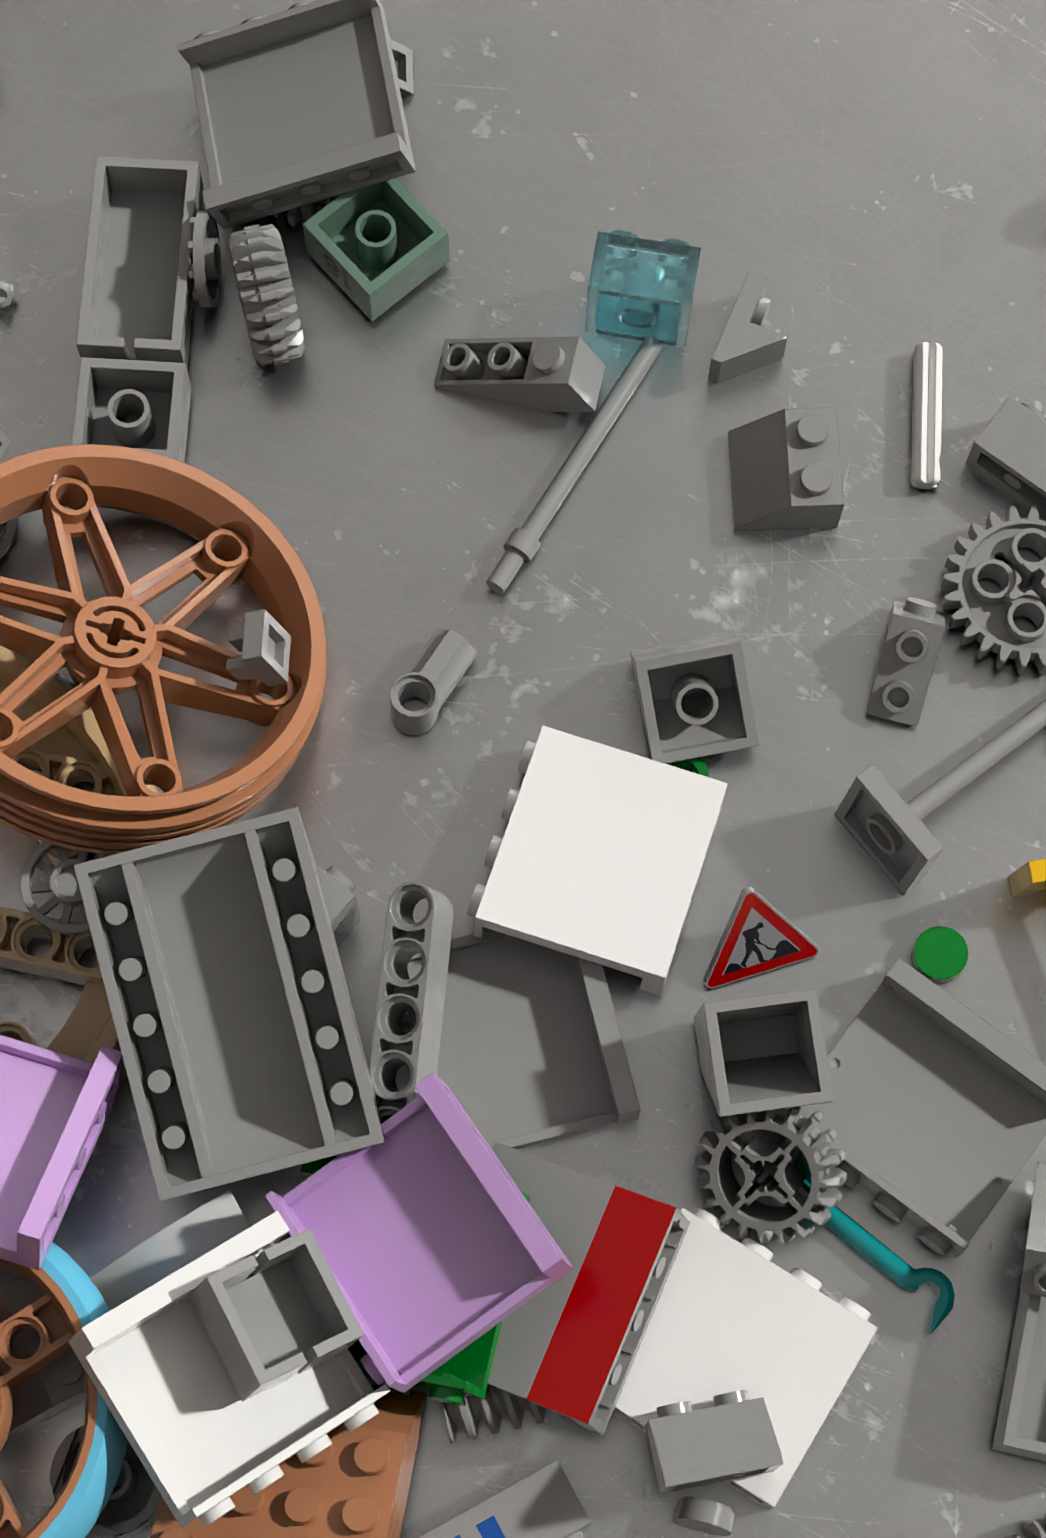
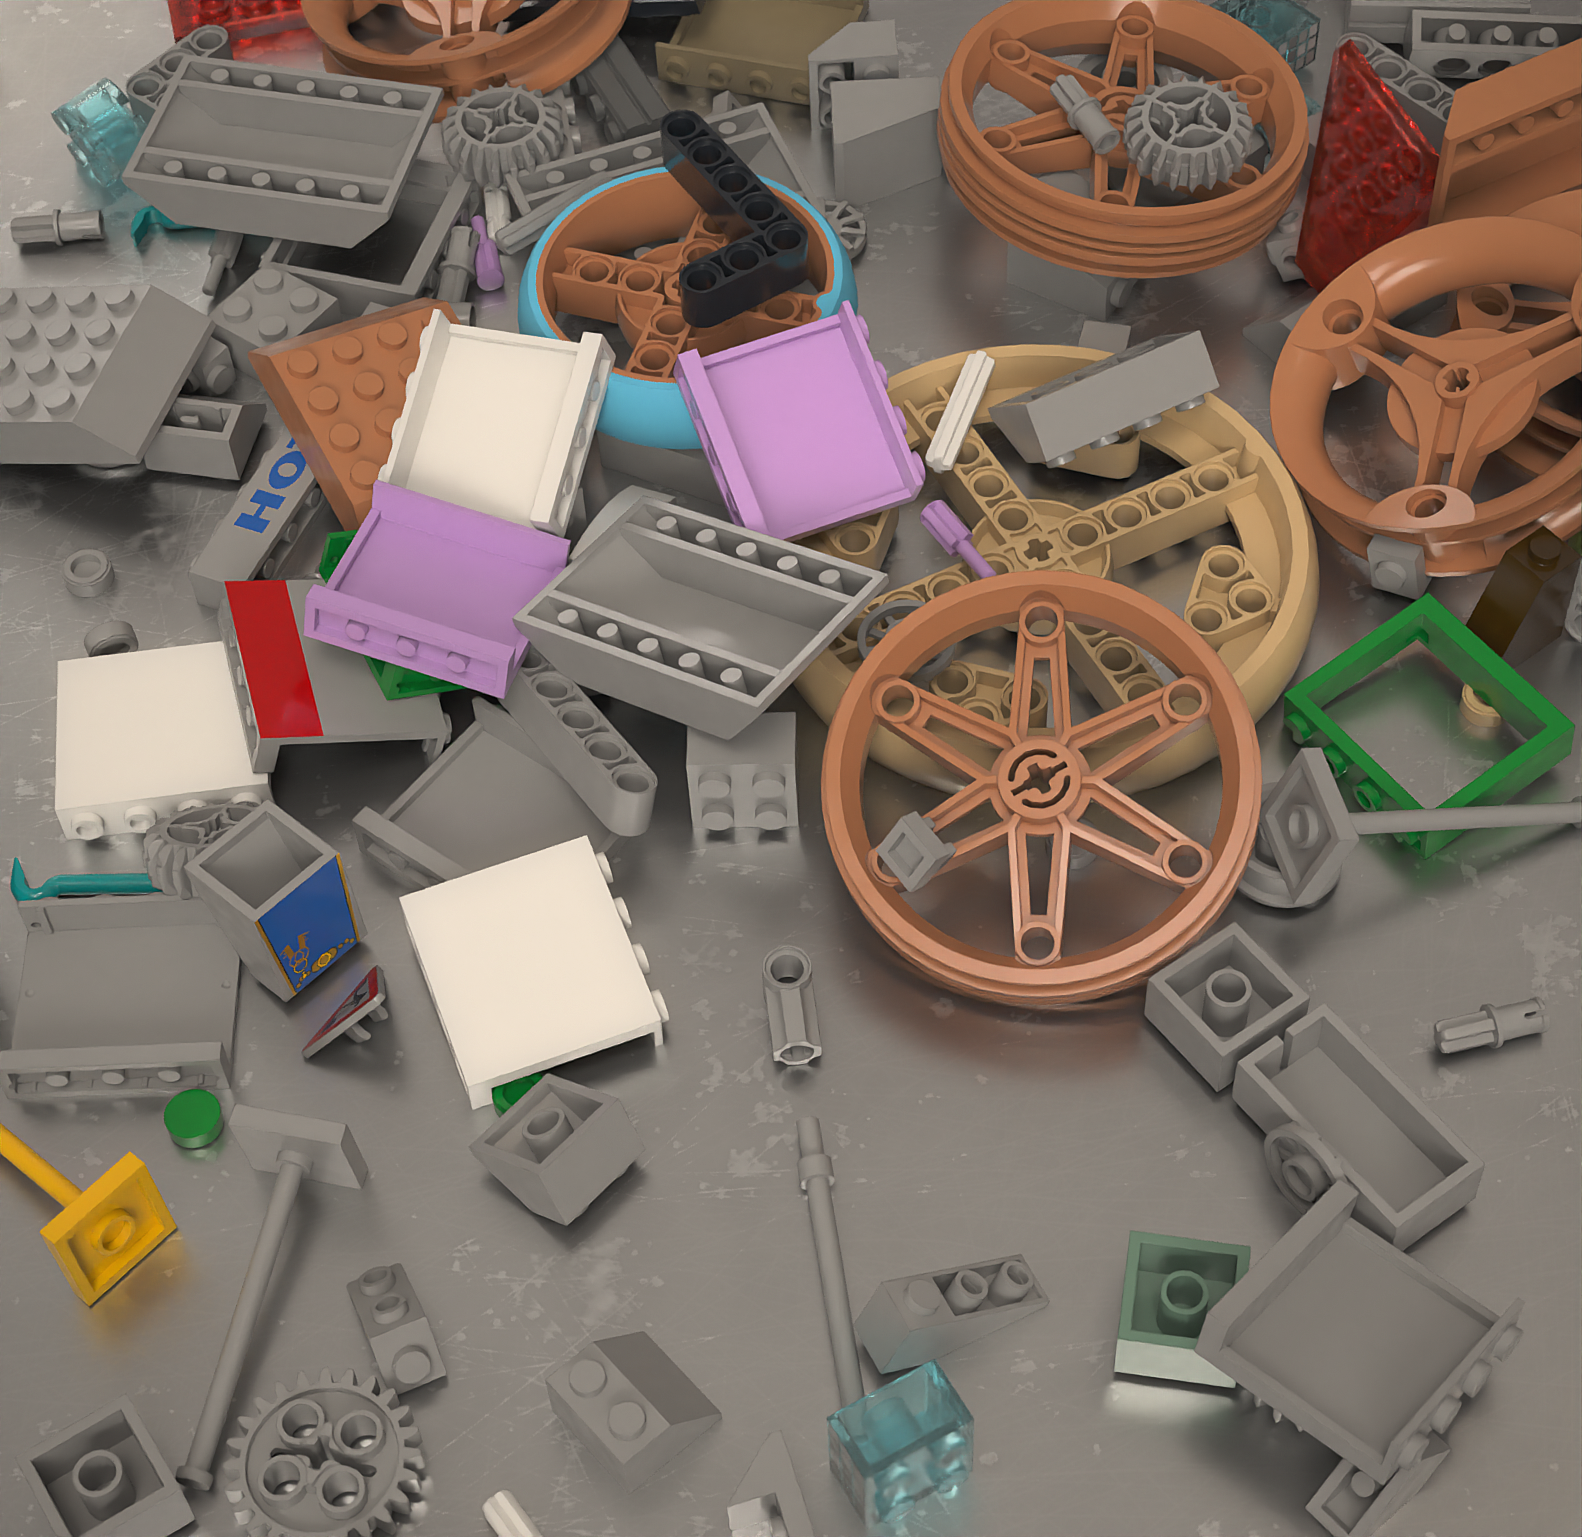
camera: 145 degrees right, 20 degrees down
(266, 294) = (1224, 1178): light grey gear -> none
(278, 1318) = (497, 453): light grey piece -> none
(712, 1442) = (120, 631): light grey slope -> none

